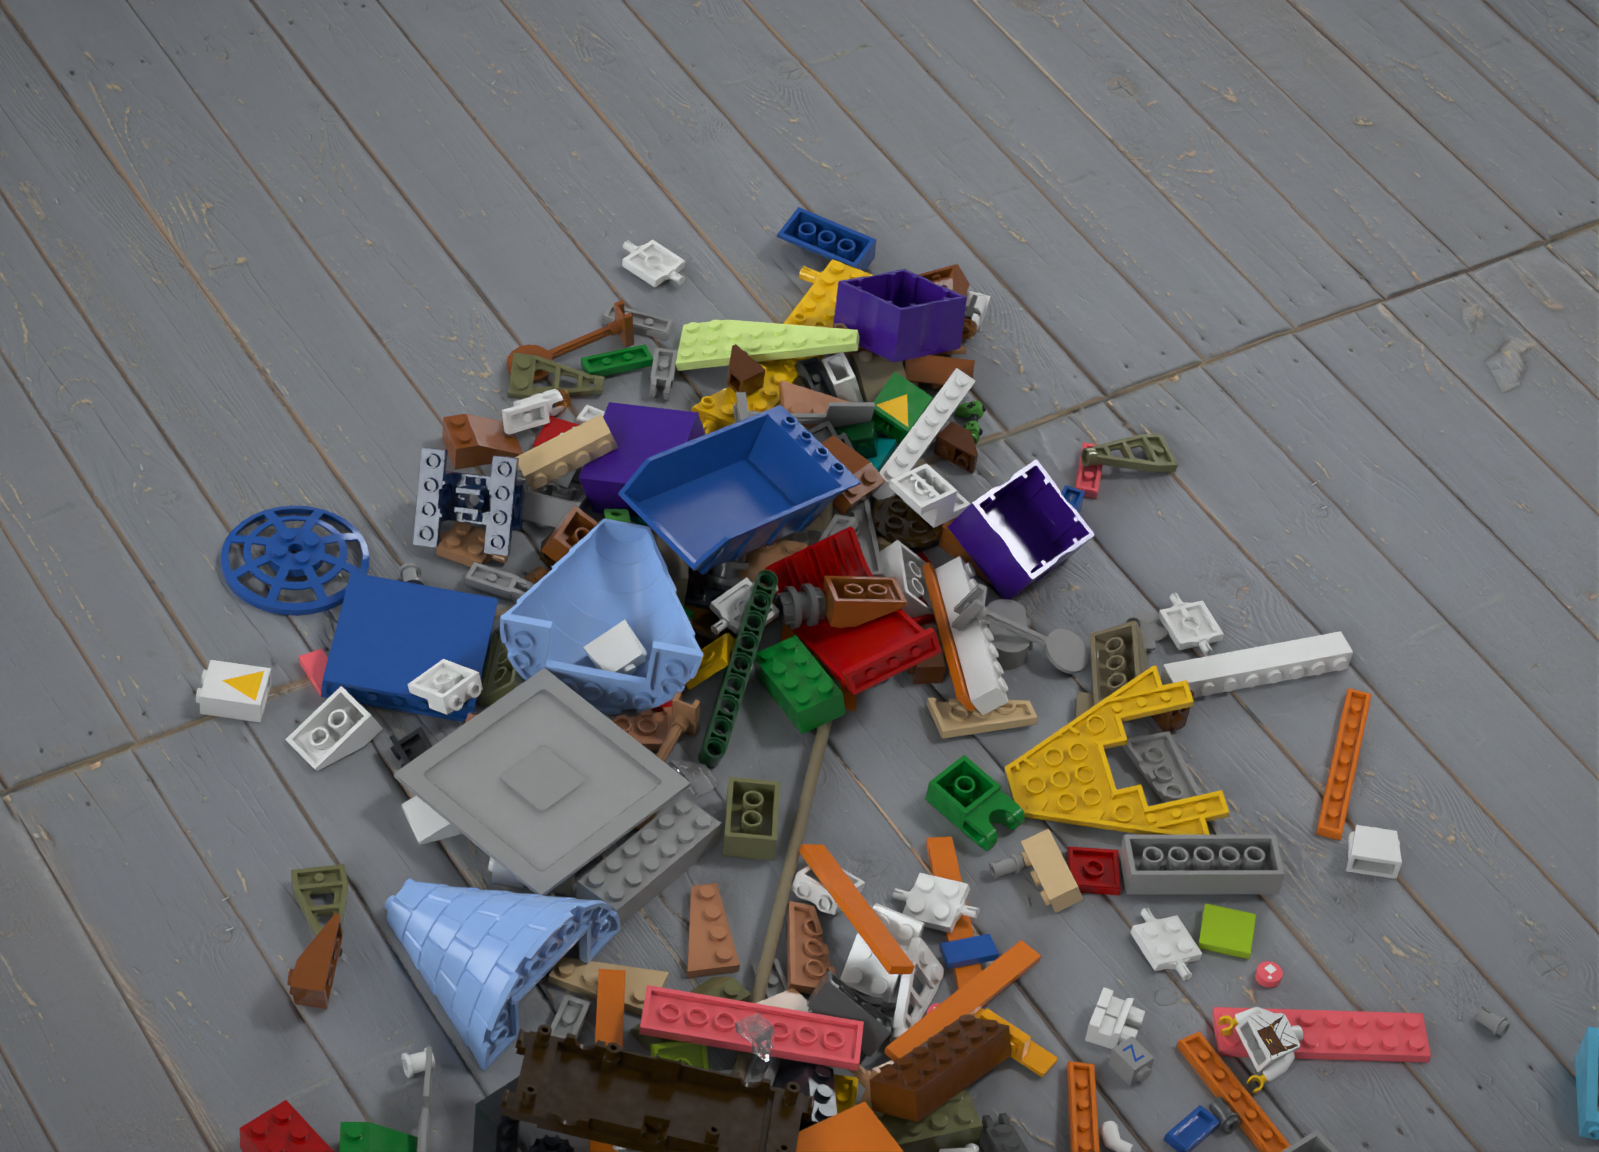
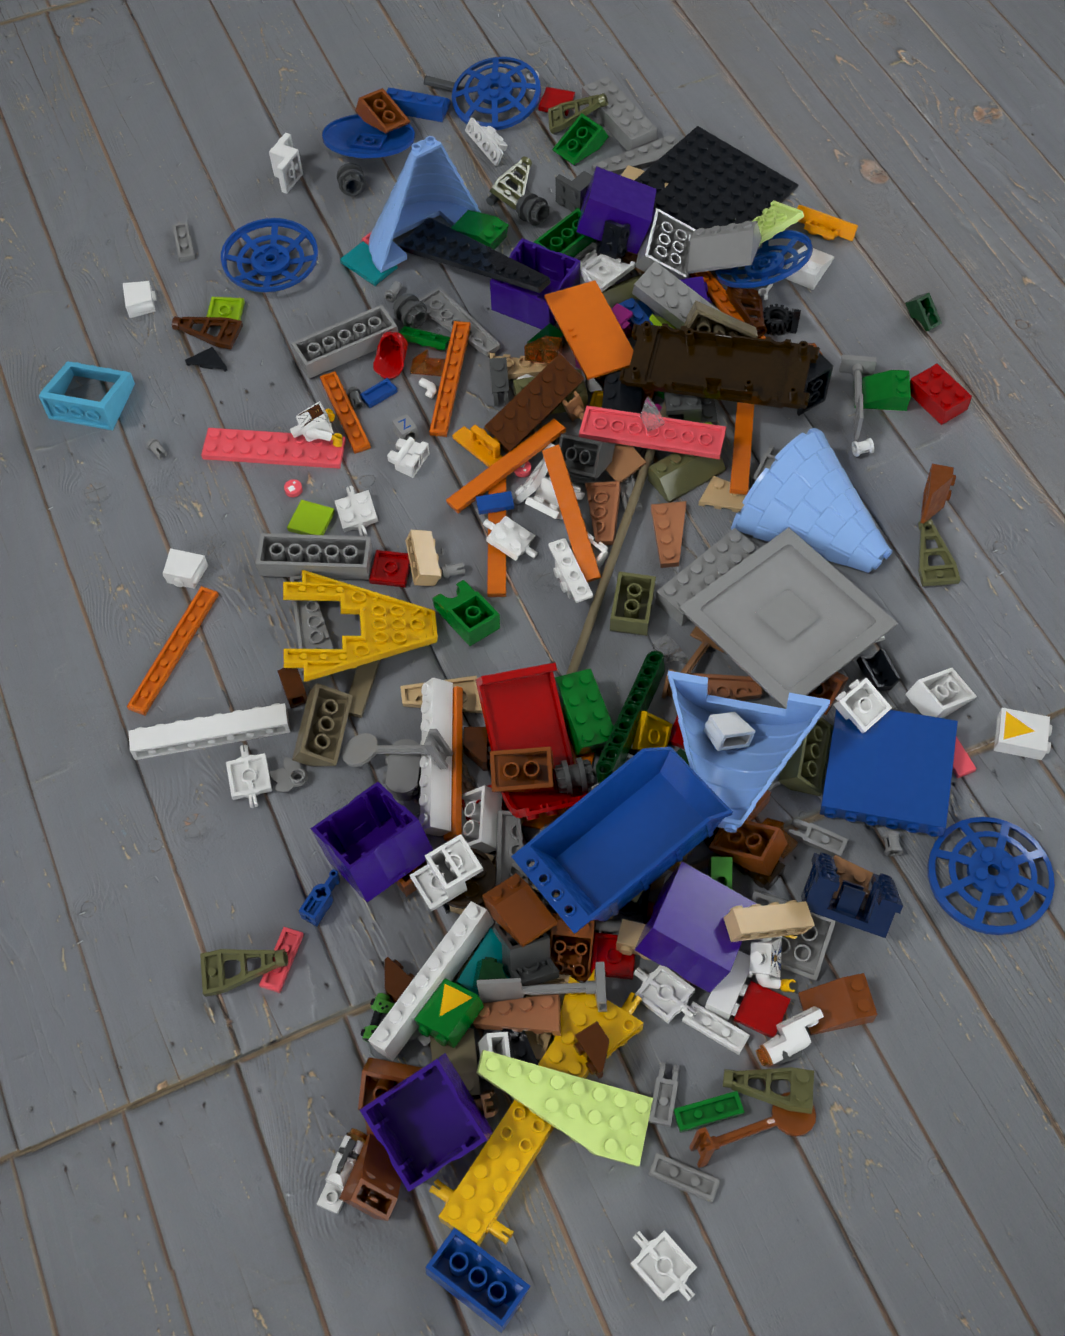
camera: 165 degrees left, 15 degrees up
(843, 849) = (569, 572): none -> white bracket

